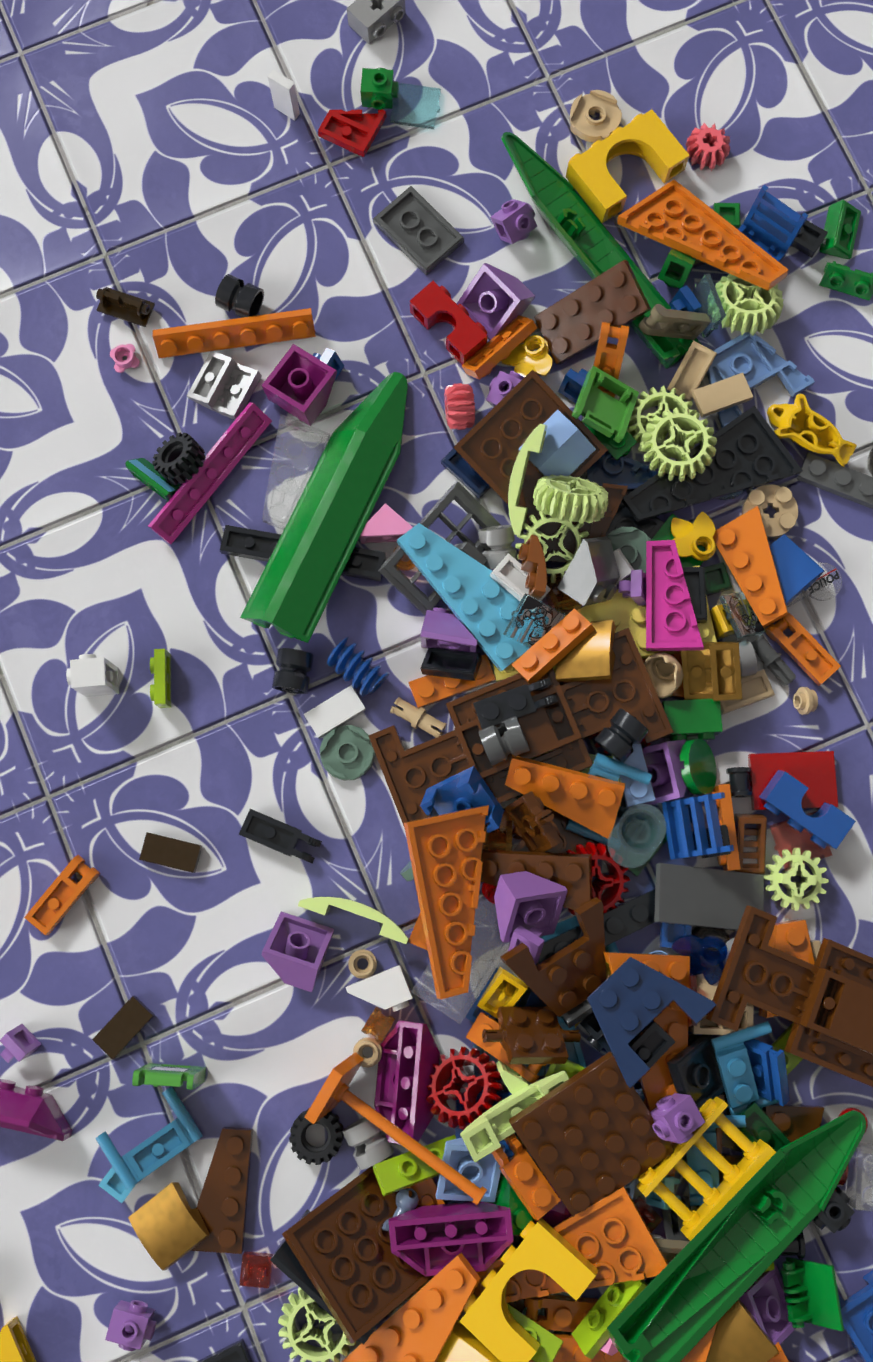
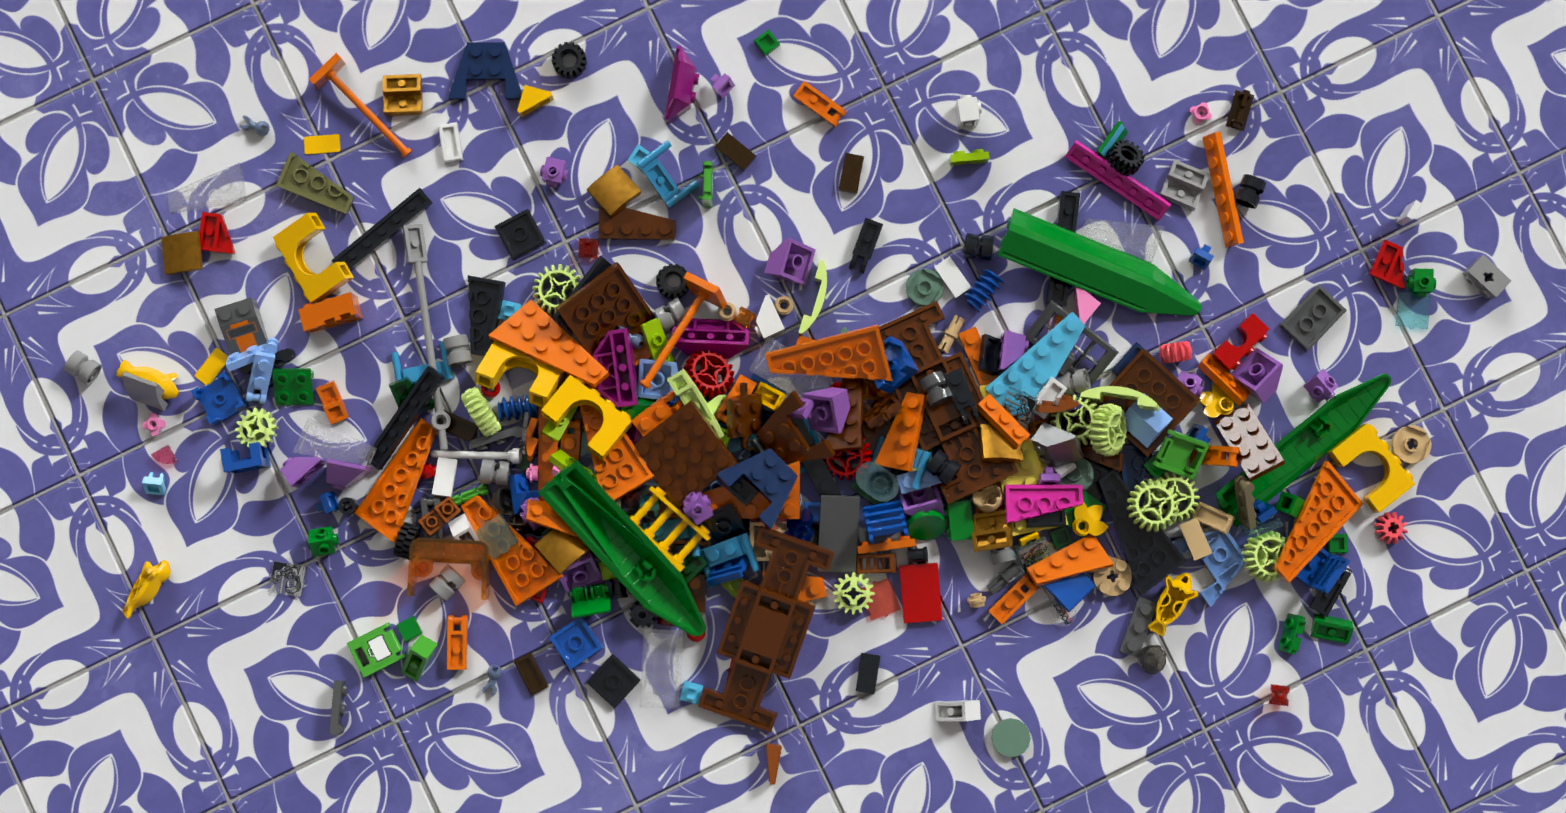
camera: 85 degrees right, 5 degrees up
(300, 384) = (1185, 239): magenta slope -> none
(753, 690) = (981, 561): tan tile -> none
(785, 796) = (889, 612): blue arch -> none

